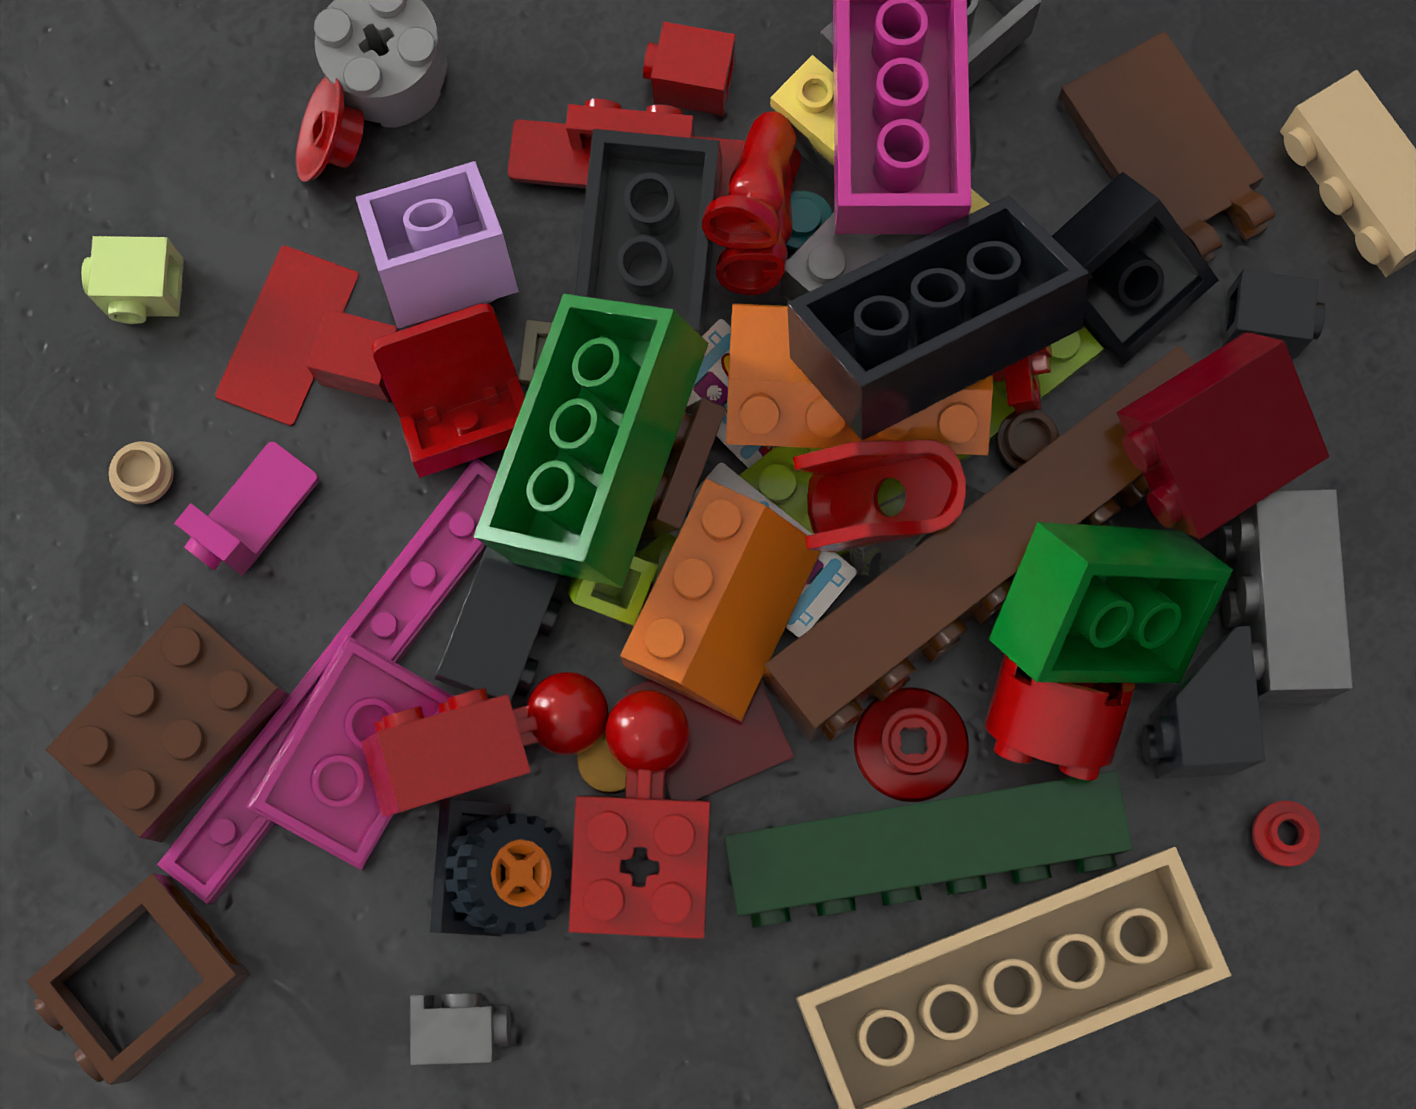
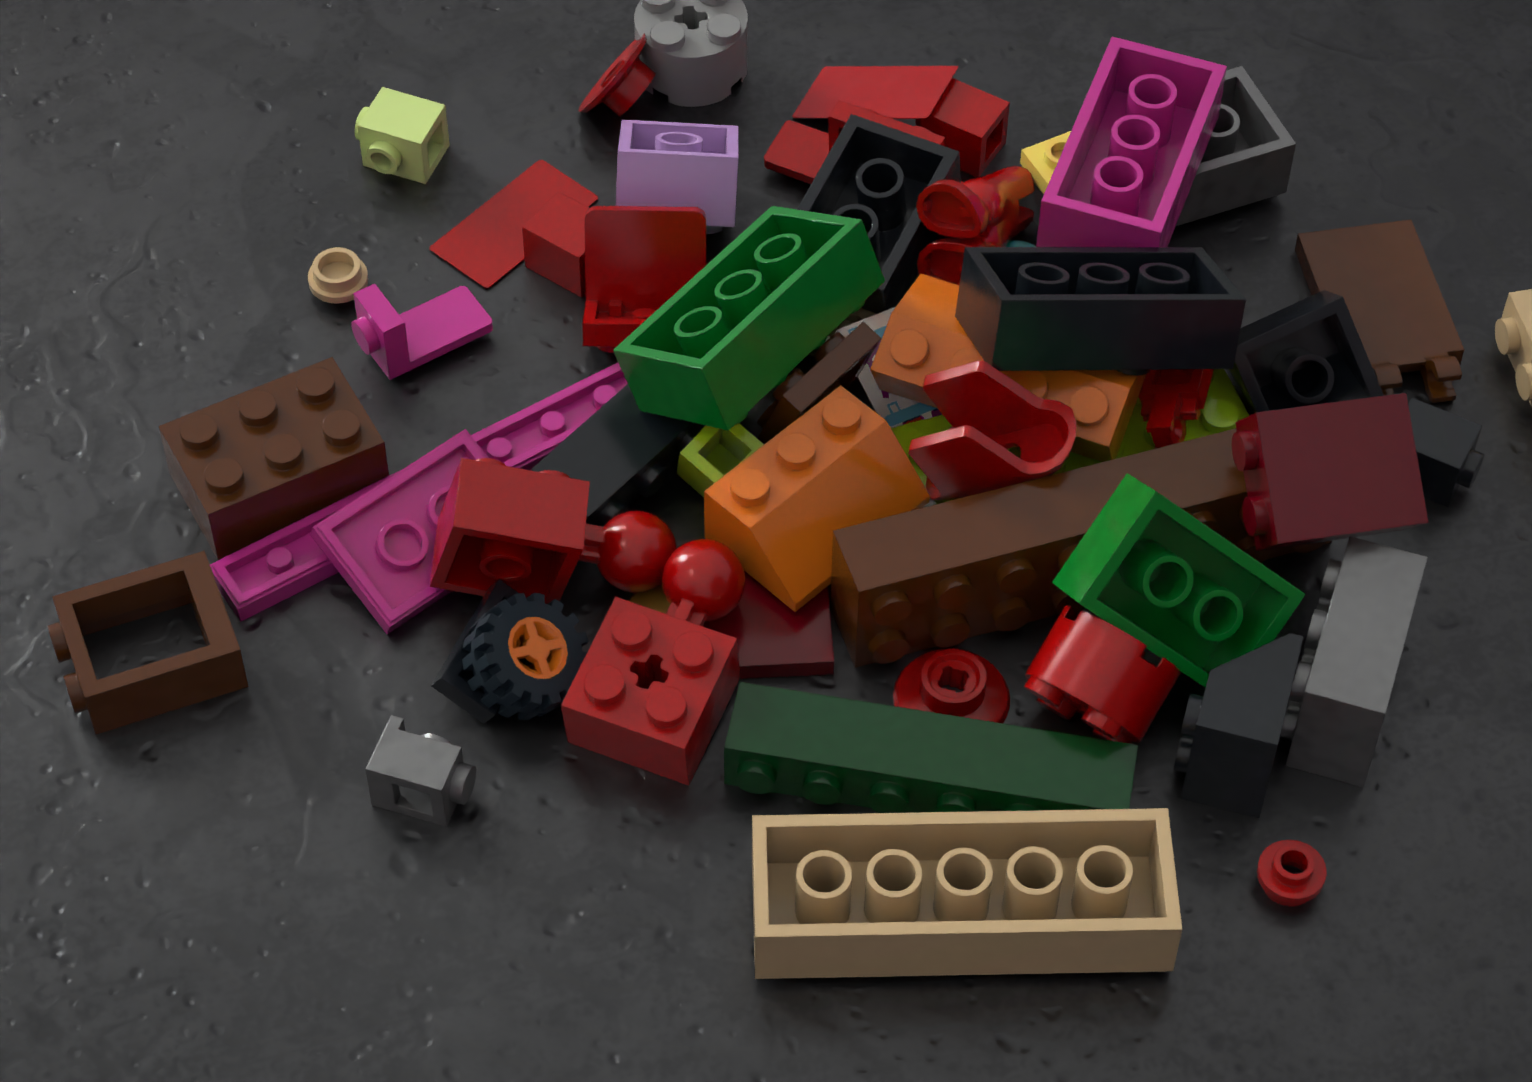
camera: 15 degrees right, 25 degrees down
(592, 57) = (888, 90): none -> red sticker

